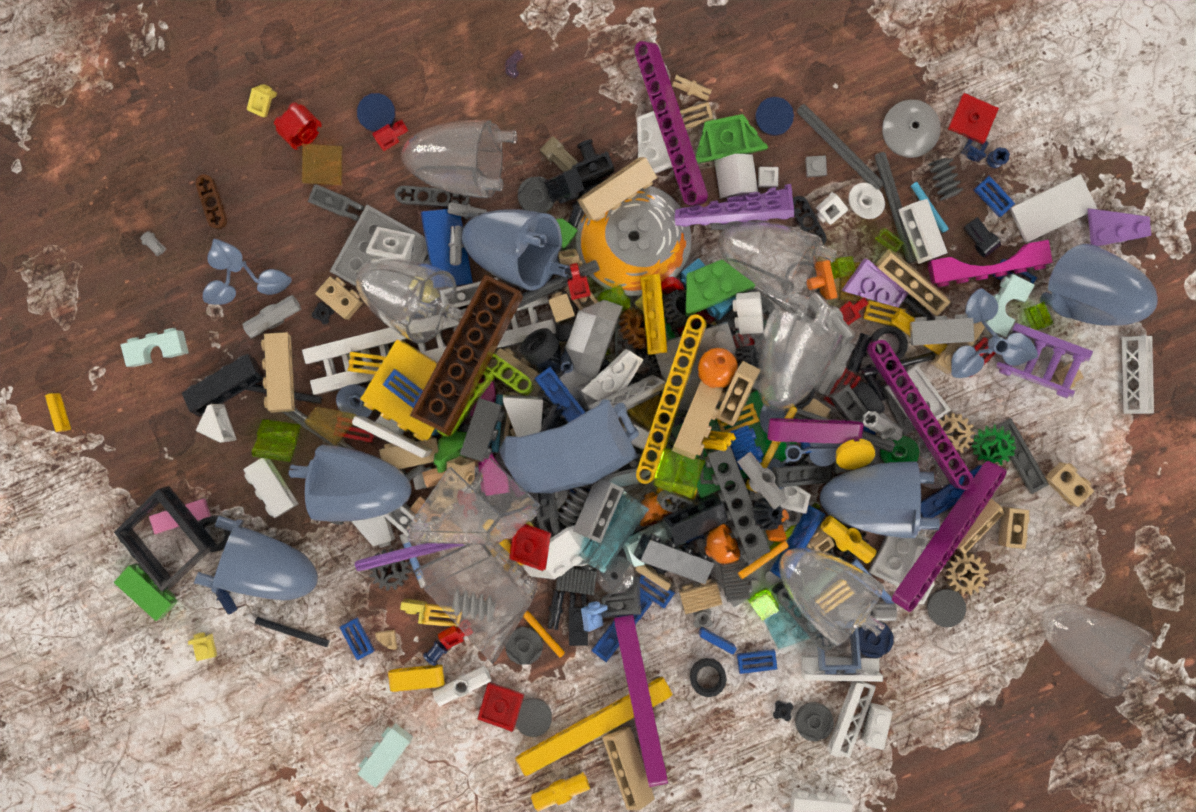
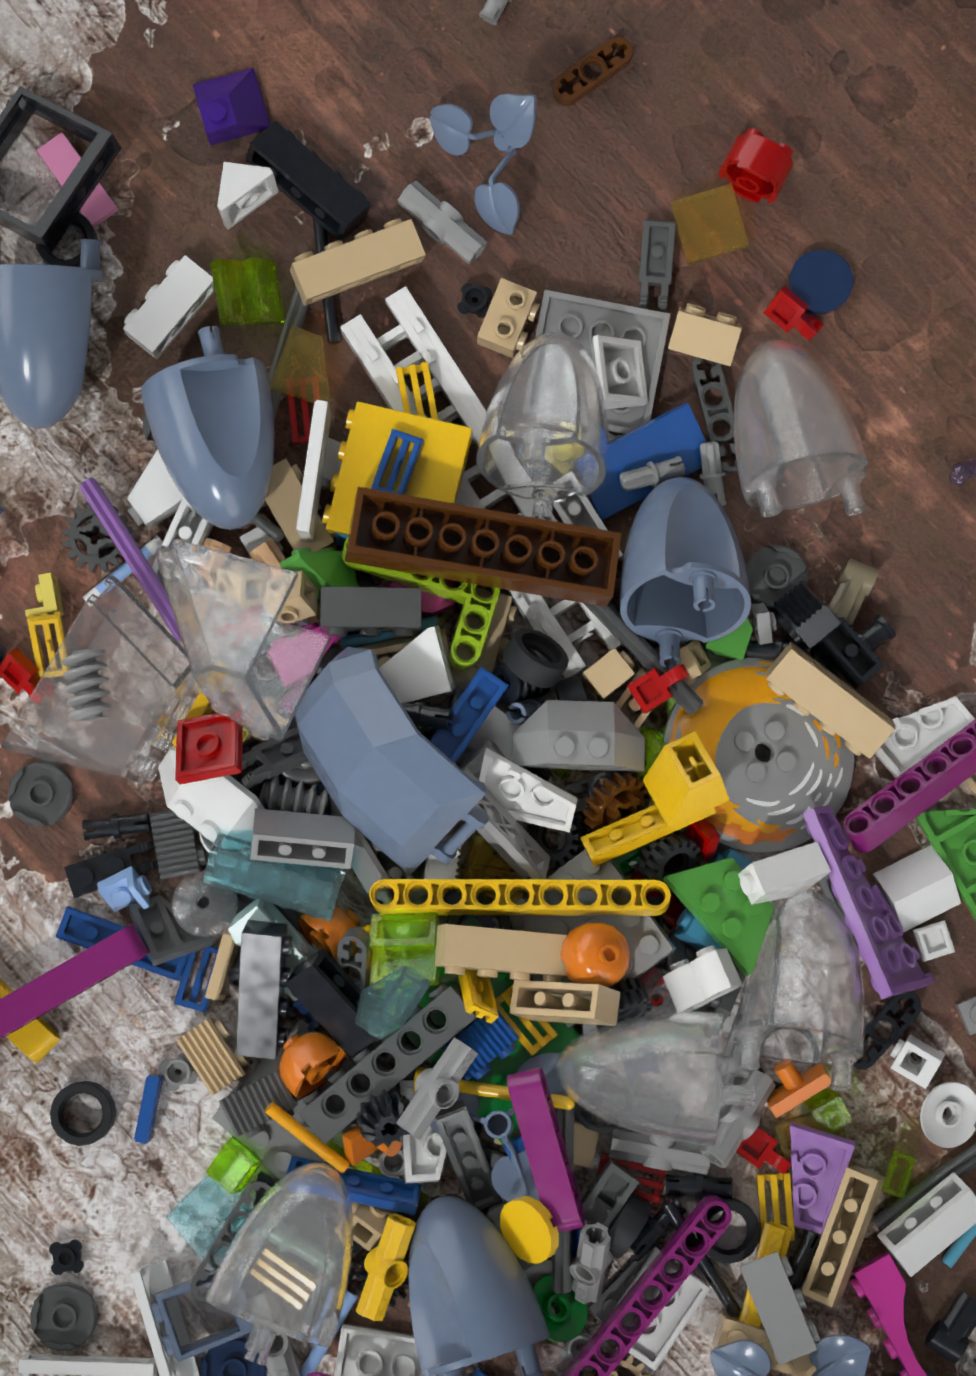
camera: 75 degrees right, 5 degrees down
(138, 351) = (319, 33): light aqua arch -> none
(165, 415) = (231, 106): none -> dark purple slope
(260, 100) = (778, 97): light yellow bracket -> none
(347, 403) = (346, 382): sand blue dish -> none
(386, 188) = (705, 334): none -> tan slope
(543, 633) = (70, 819): light orange bar -> none
(560, 211) = (763, 623): none -> light grey plate
(636, 285) = (684, 781): none -> yellow slope
(705, 490) = (390, 1002): none -> clear light blue slope
(706, 247) = (784, 874): none -> white slope
(740, 656) = (123, 1160): blue tile -> none

